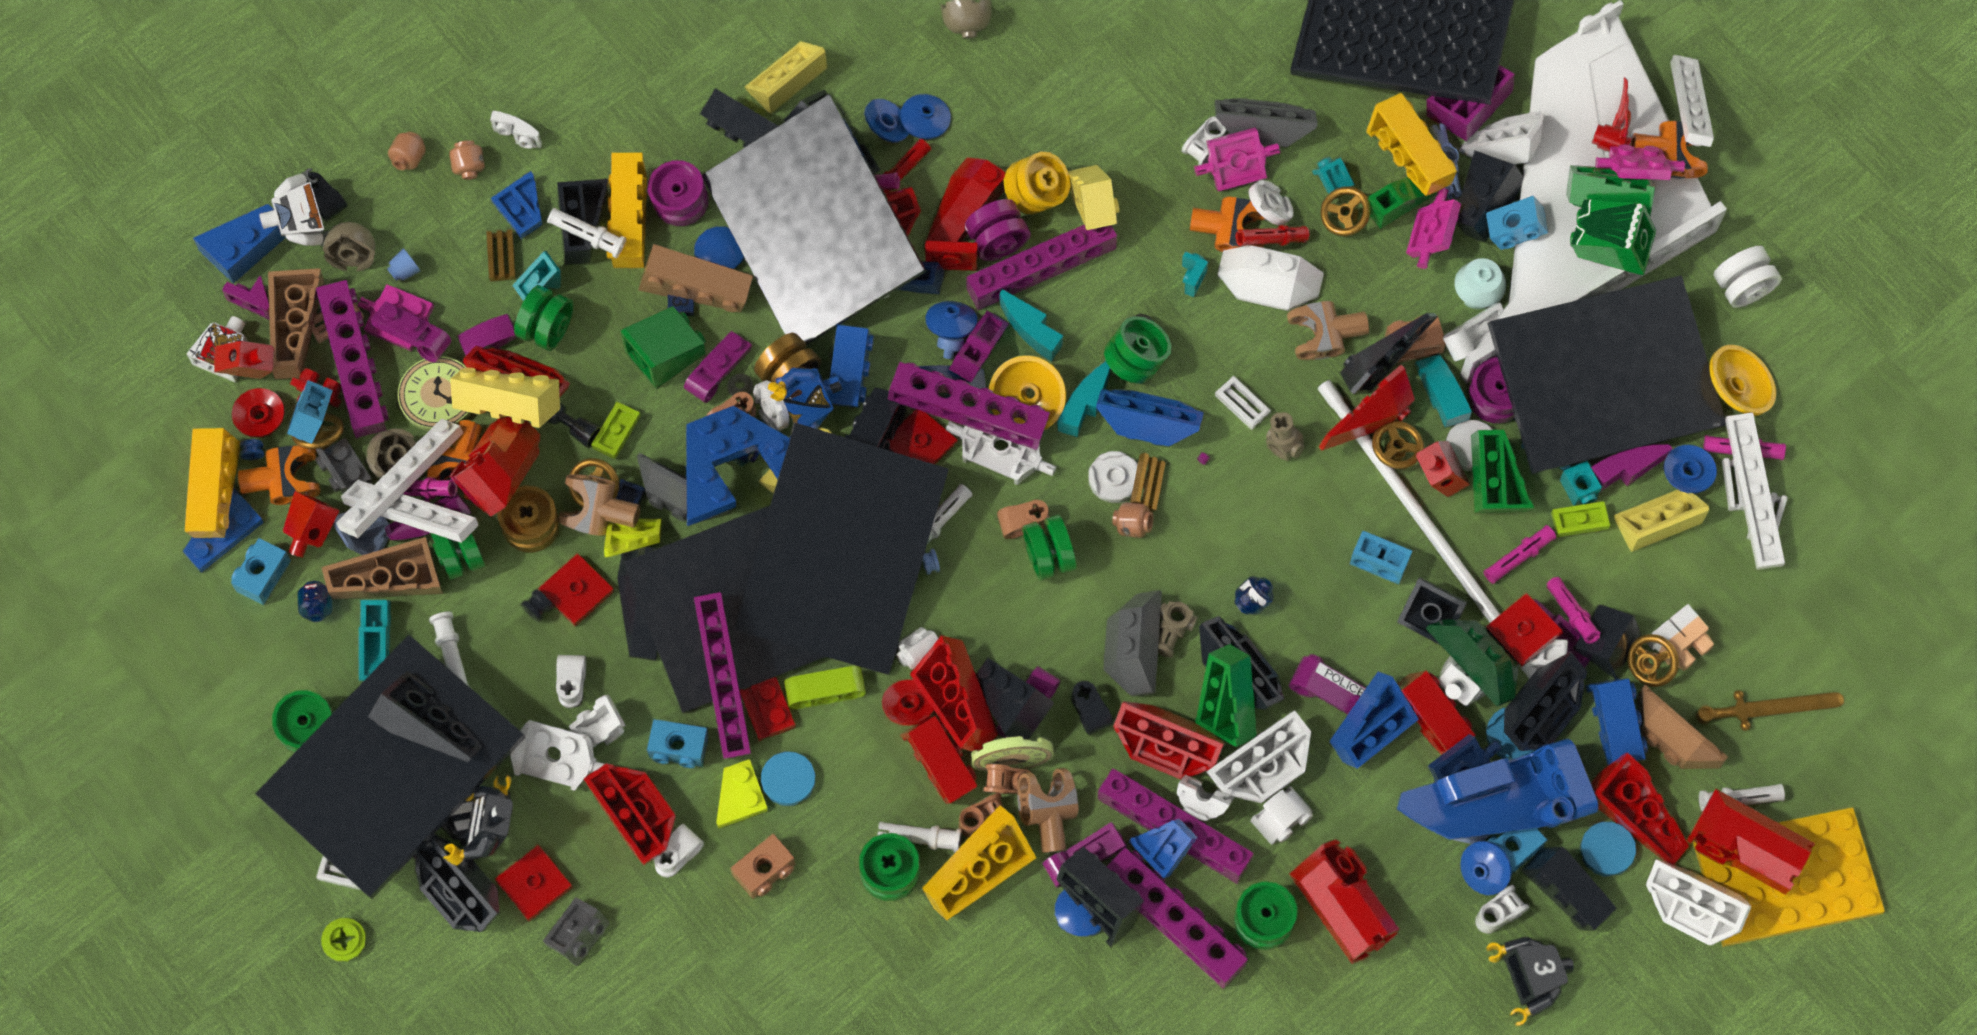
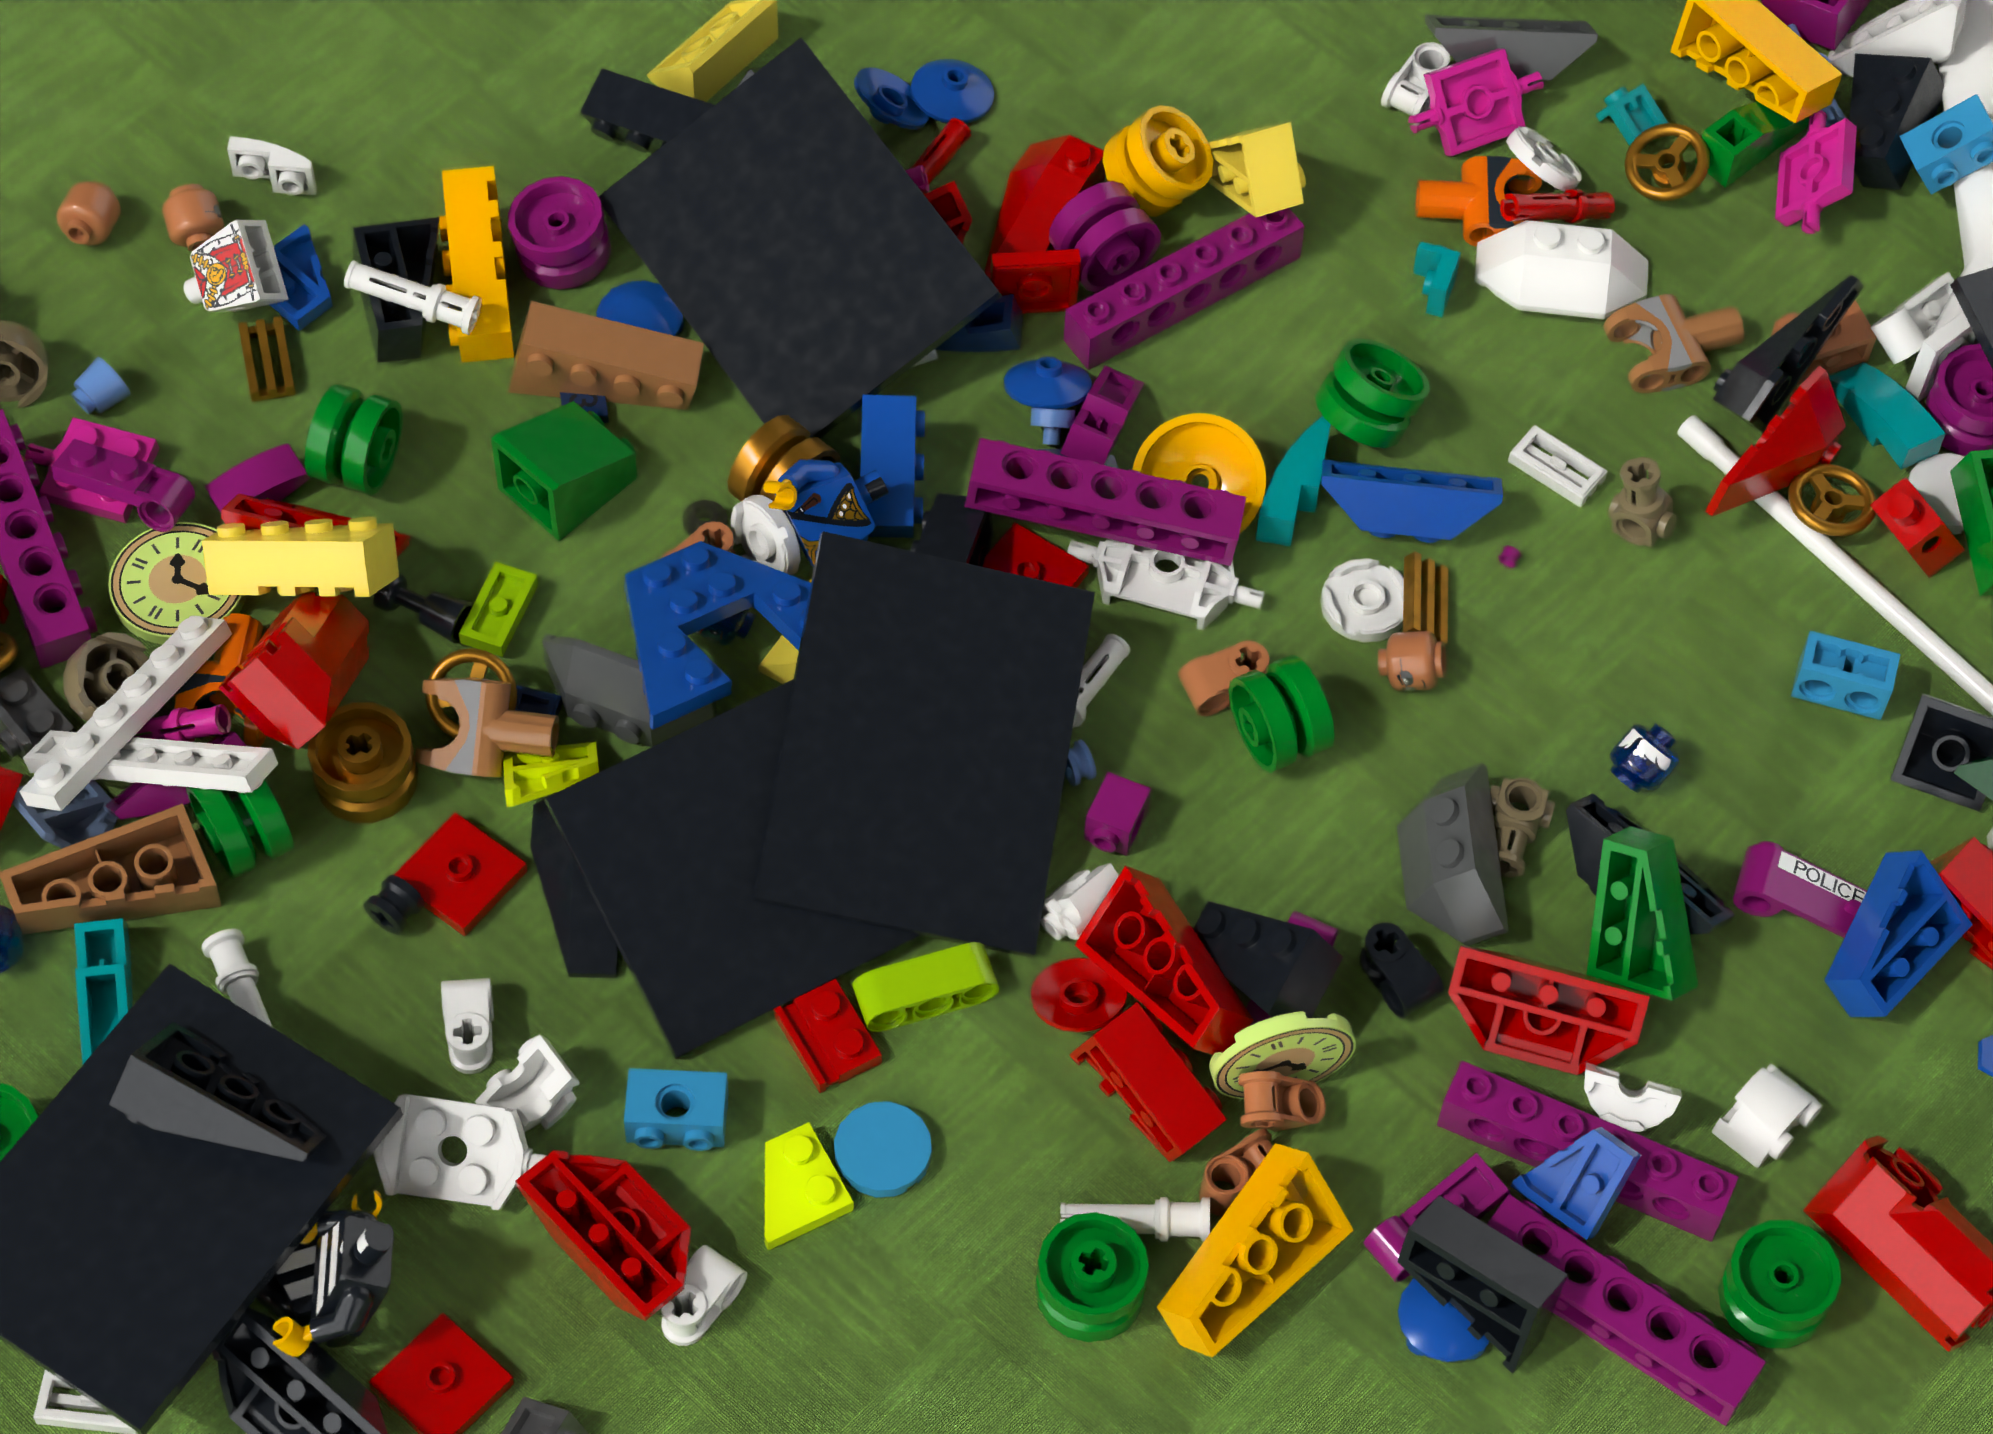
camera: 10 degrees left, 10 degrees down
(488, 201) = (236, 269): none -> torso
(541, 272) = (343, 364): teal slope -> none
(716, 366) = (657, 494): magenta plate -> none
(722, 675) = (745, 976): magenta brick -> none
(770, 852) = (869, 1277): nougat brick -> none
(947, 596) = (1117, 814): none -> magenta brick
(1031, 326) = (1180, 375): teal slope -> none
(1048, 809) = (1358, 1141): medium nougat connector -> none
(1265, 762) = (1726, 1021): white wedge -> none
(1480, 283) = (1907, 248): light aqua cone -> none

